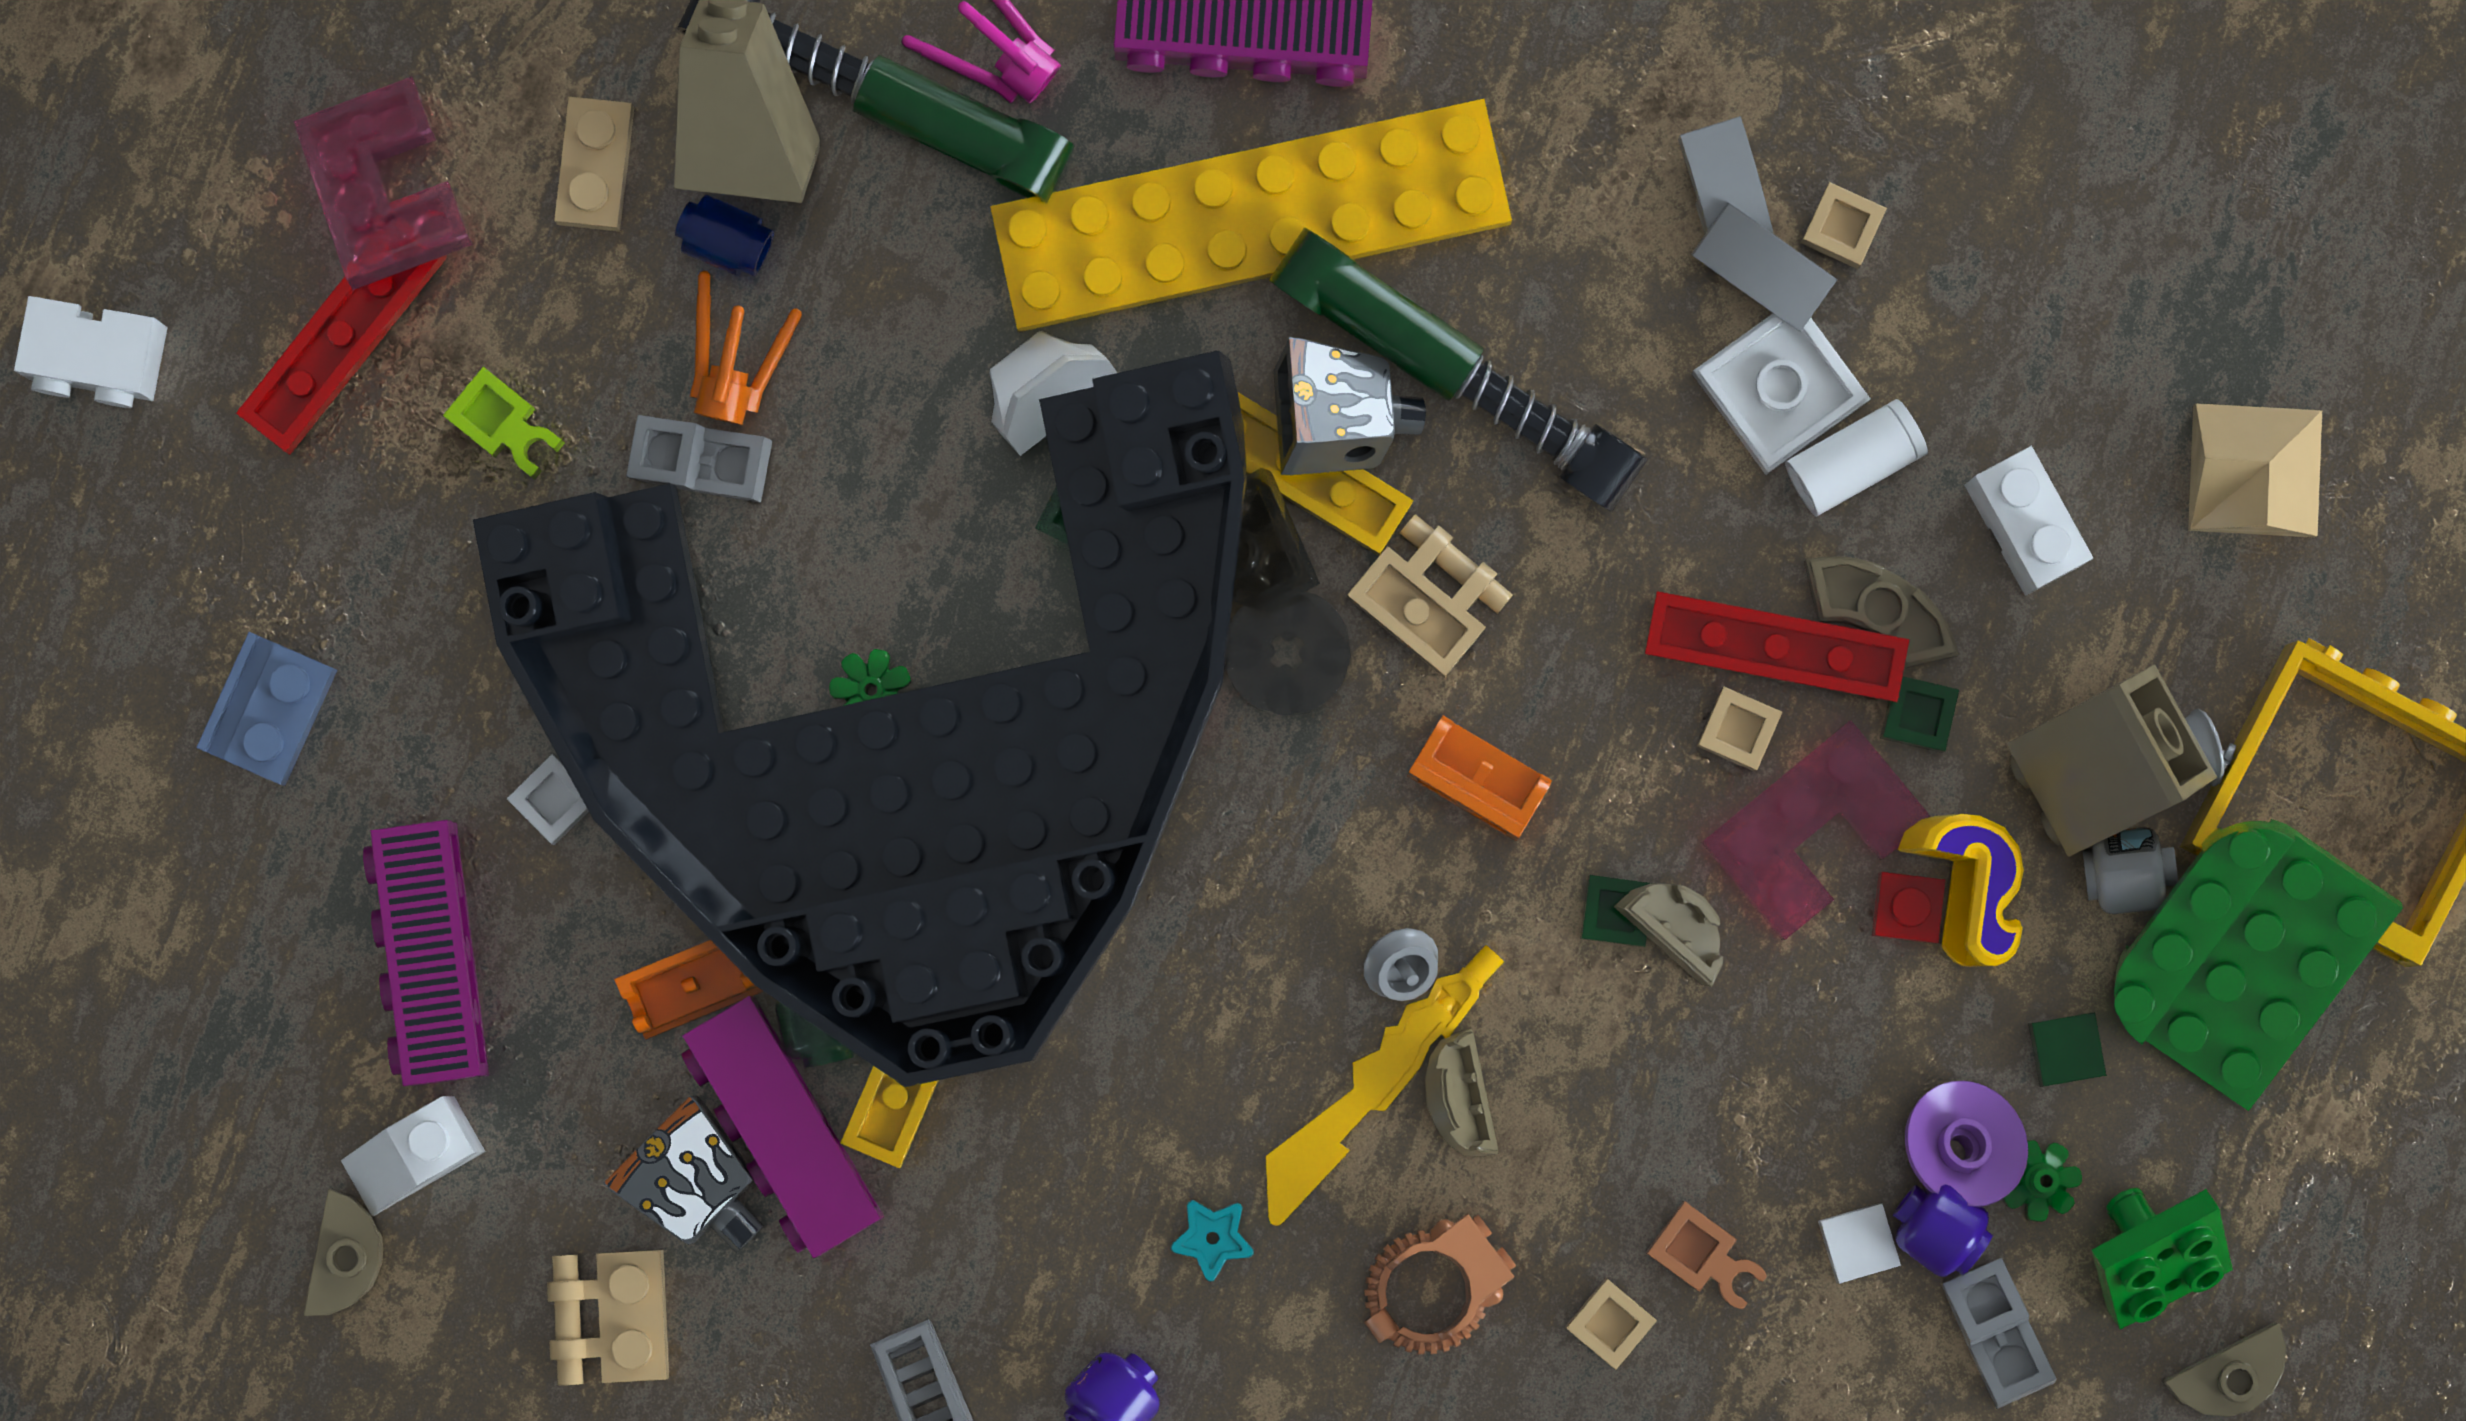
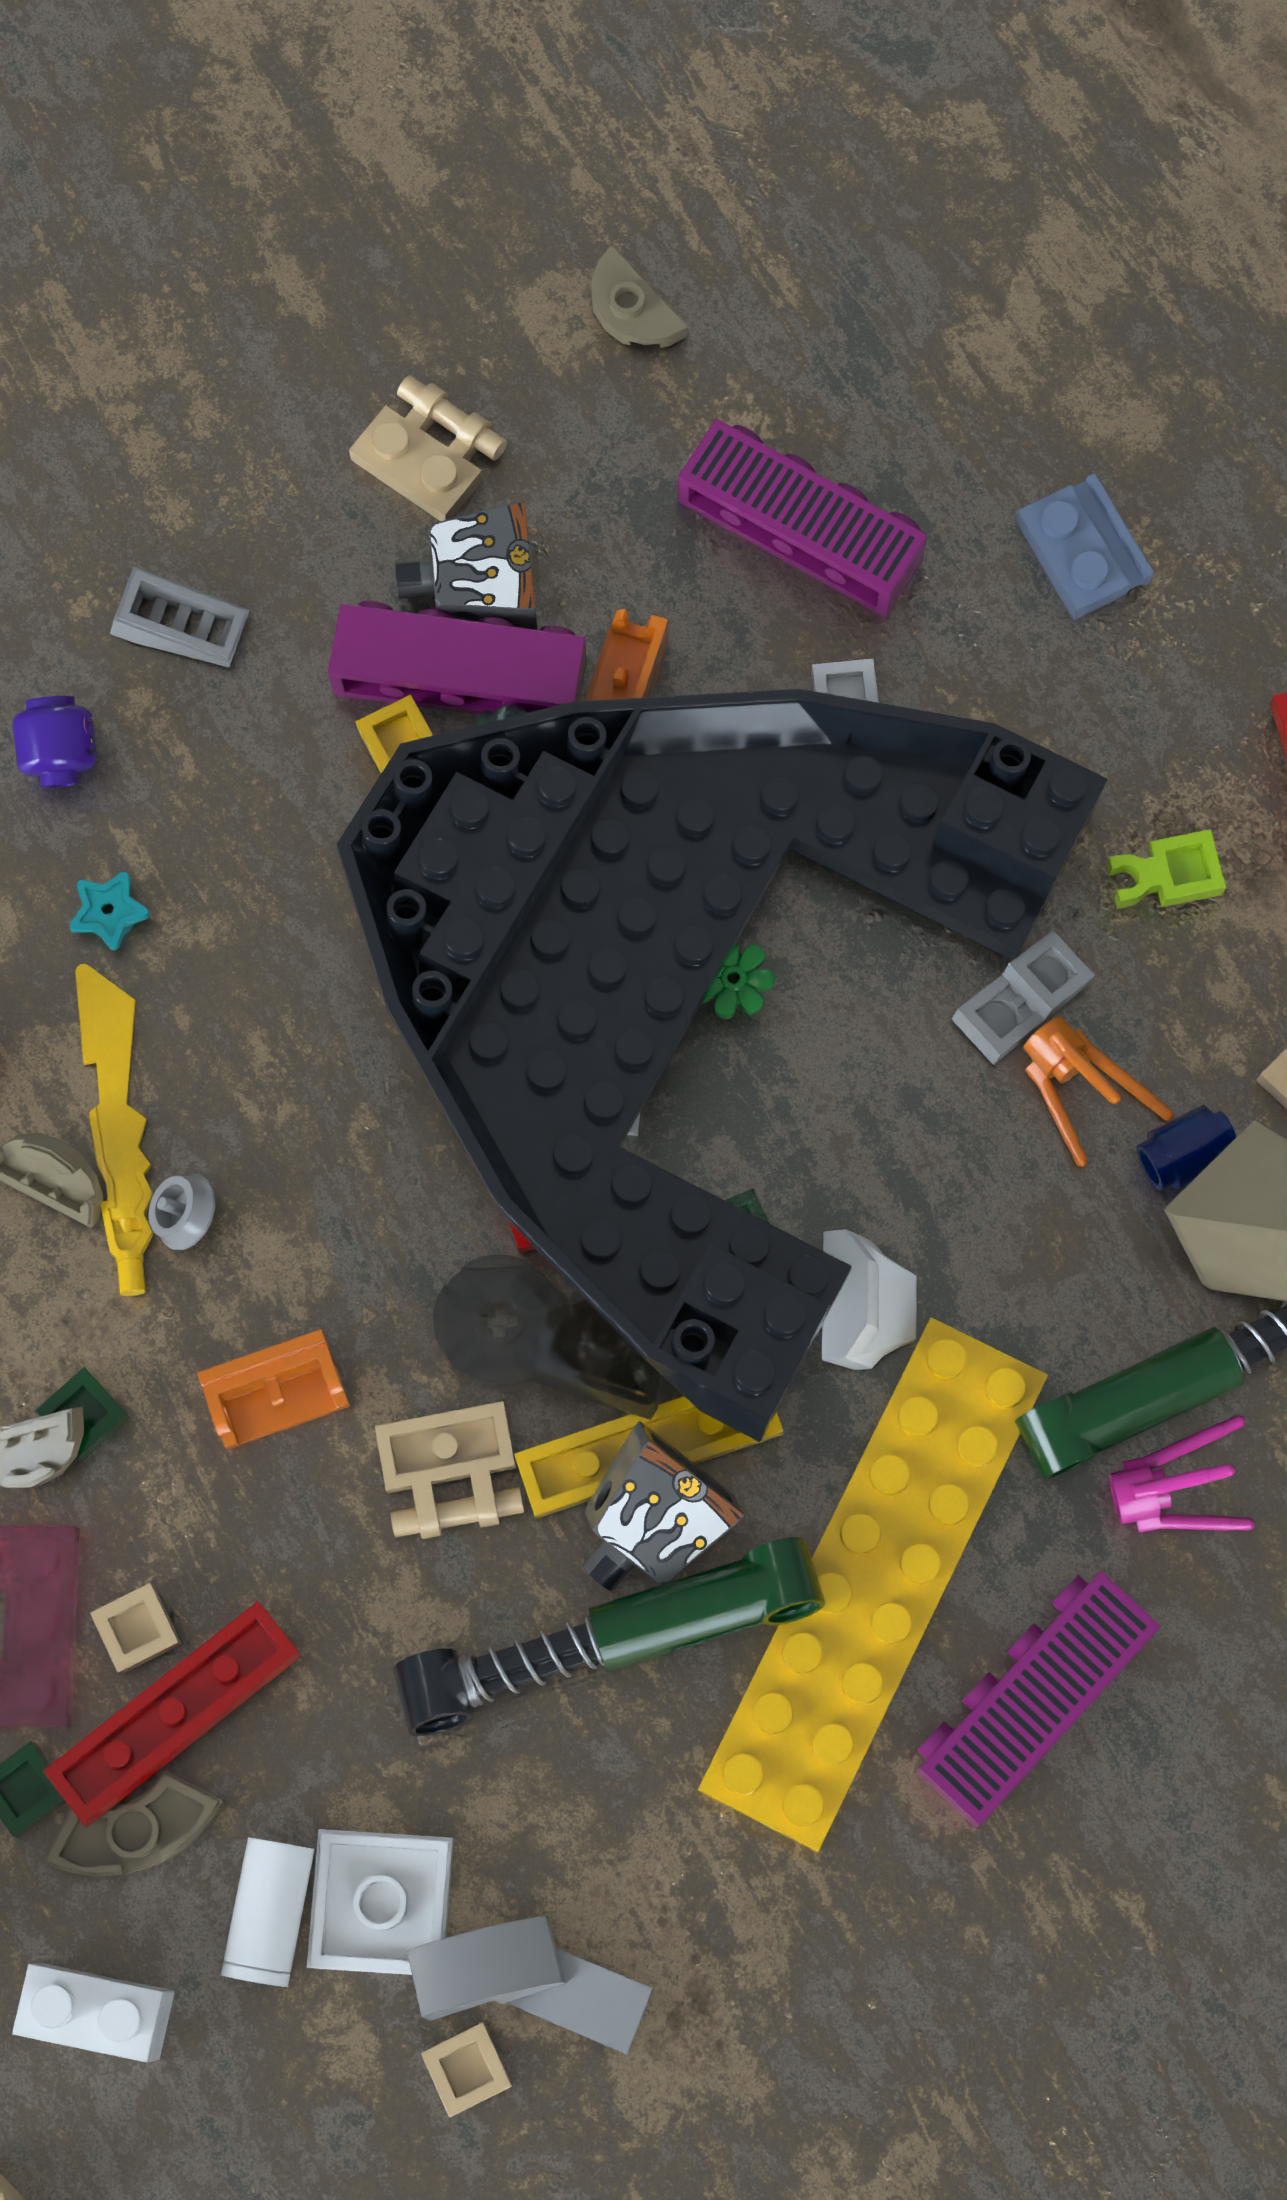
camera: 130 degrees right, 10 degrees down
(412, 1154) = (661, 405): white slope -> none

